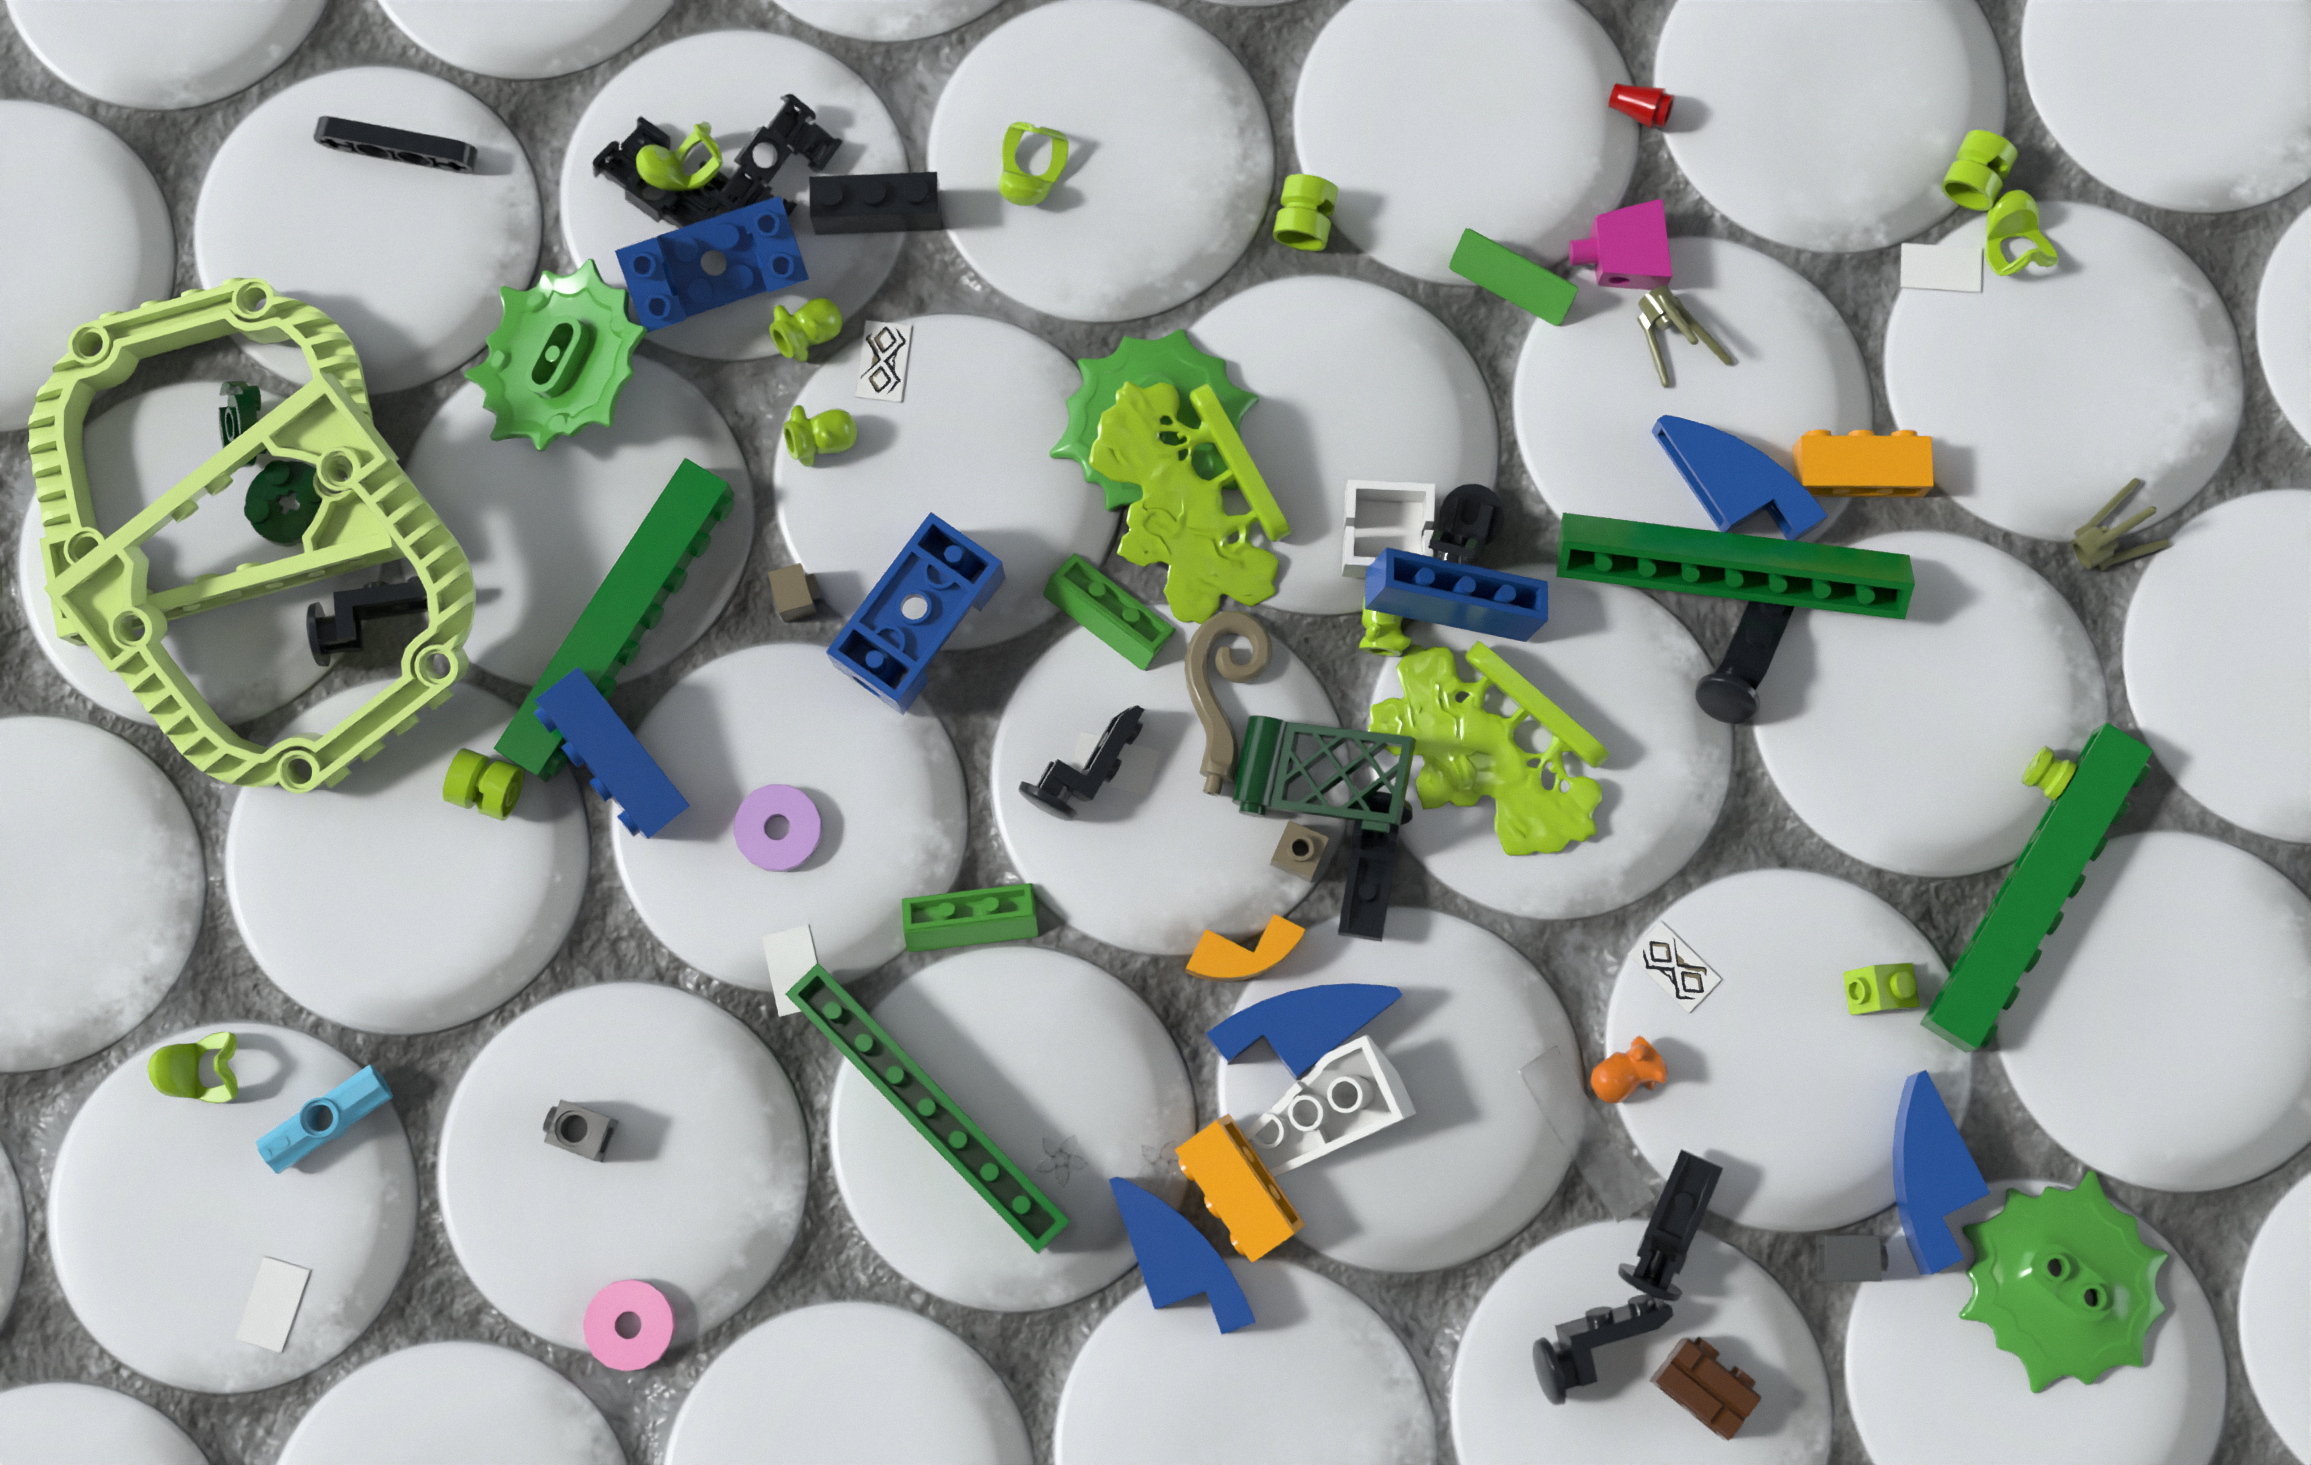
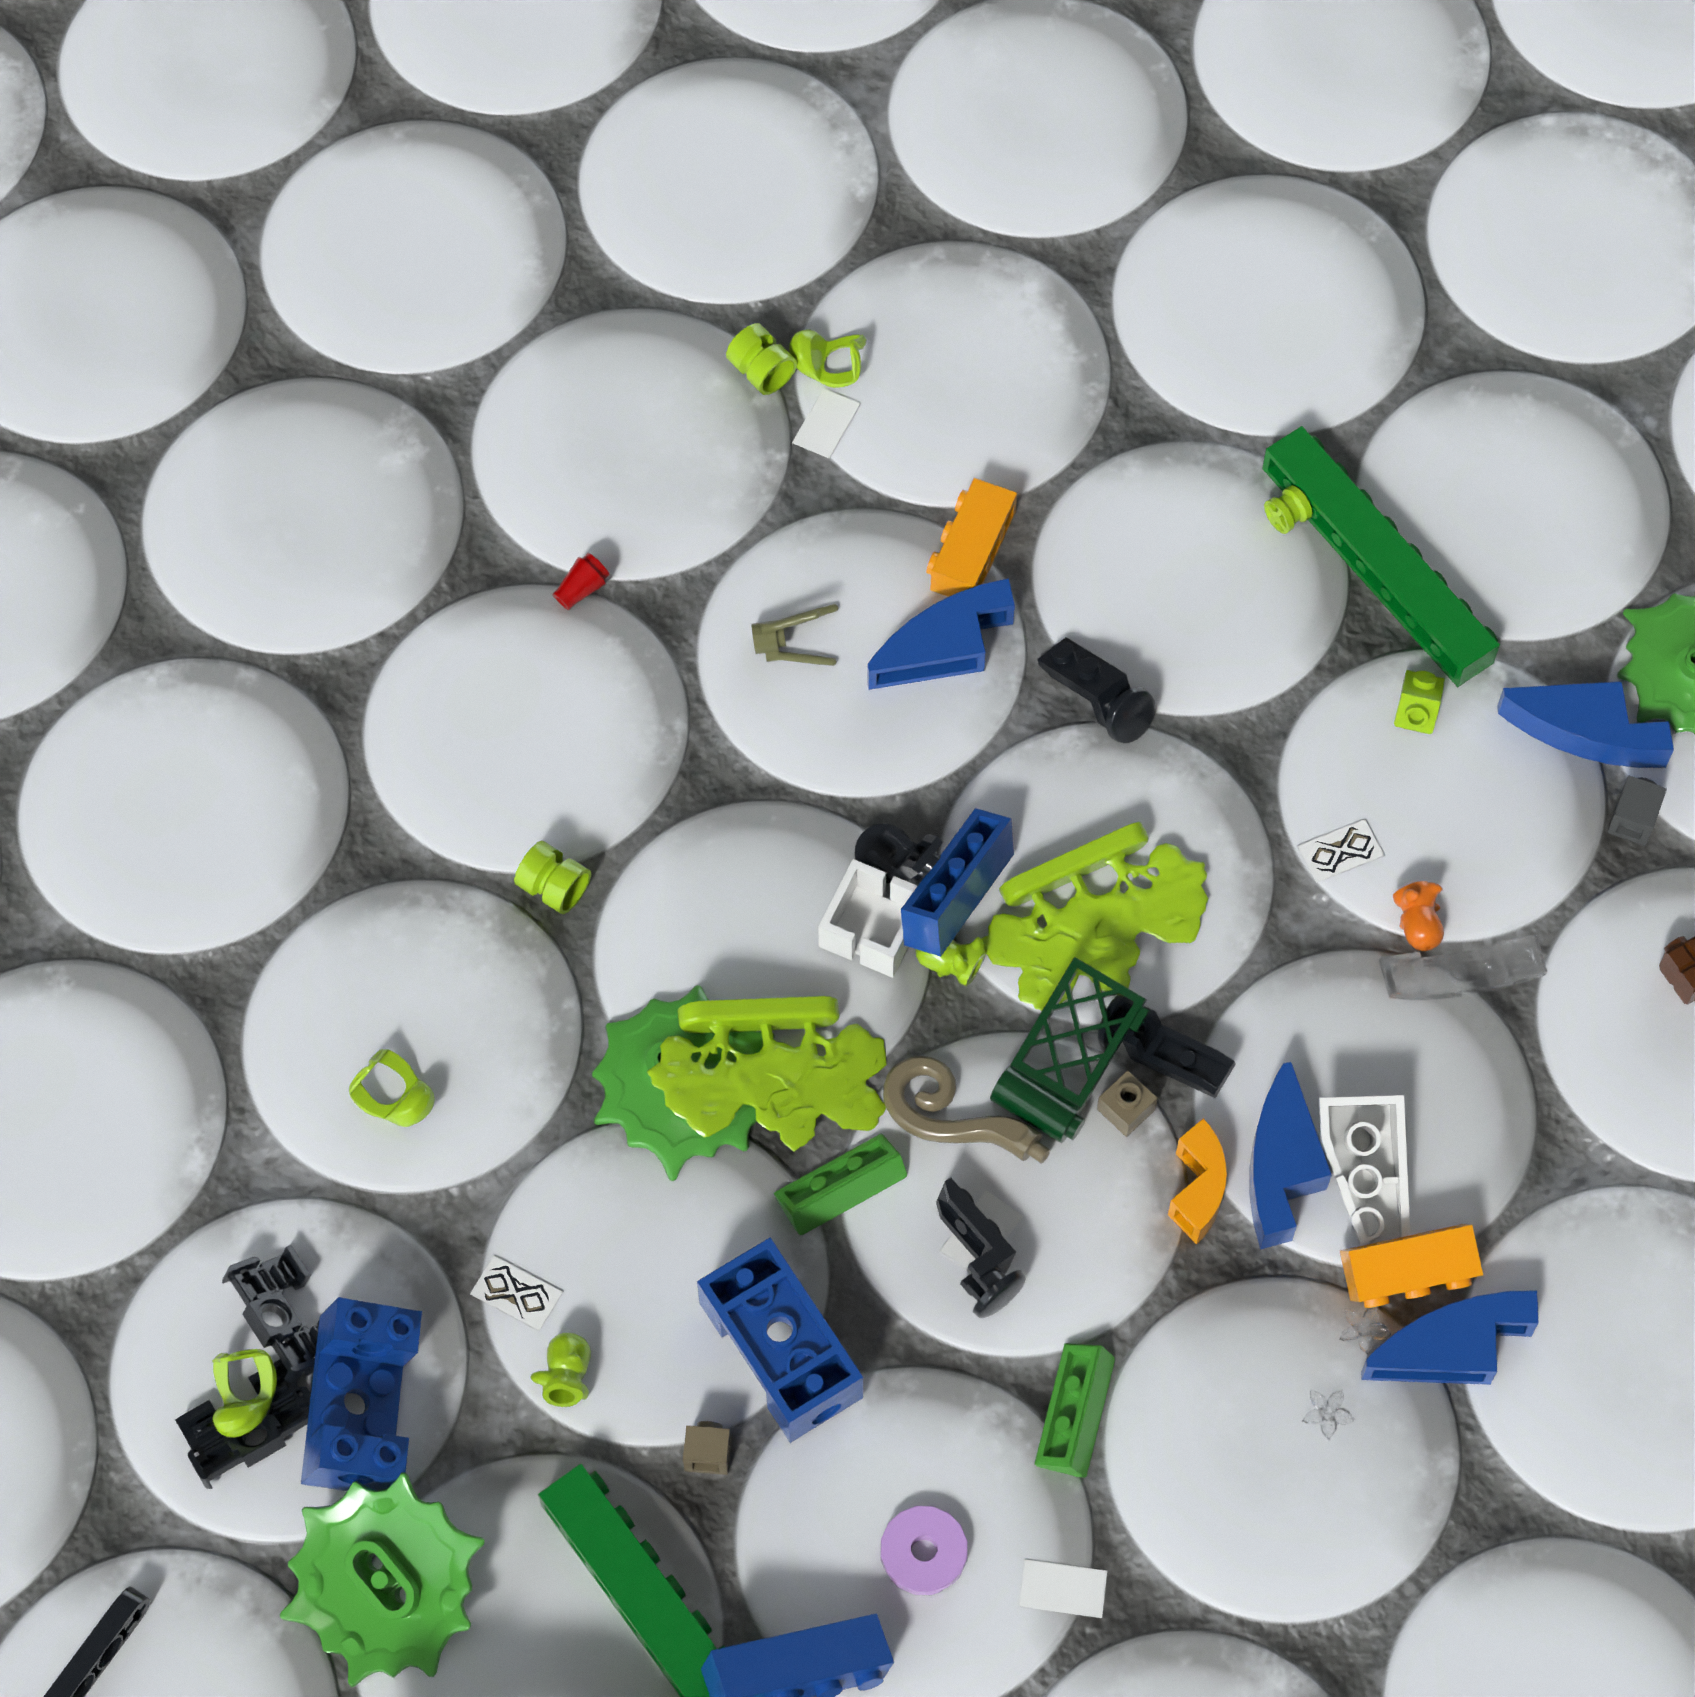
camera: 70 degrees left, 15 degrees down
(810, 325) = (457, 1338): lime animal -> none
(875, 203) = (367, 1235): black brick -> none
(928, 1108) = (1243, 1503): green brick -> none
(1513, 277) = (687, 738): bright green slope -> none
(1574, 1362) = (1651, 1051): black piece -> none
(1627, 248) = (705, 640): dark pink torso -> none
(1672, 1227) = (1564, 930): black piece -> none
(1734, 566) = (1018, 668): green brick -> none
(2096, 545) = (1112, 404): olive plant -> none

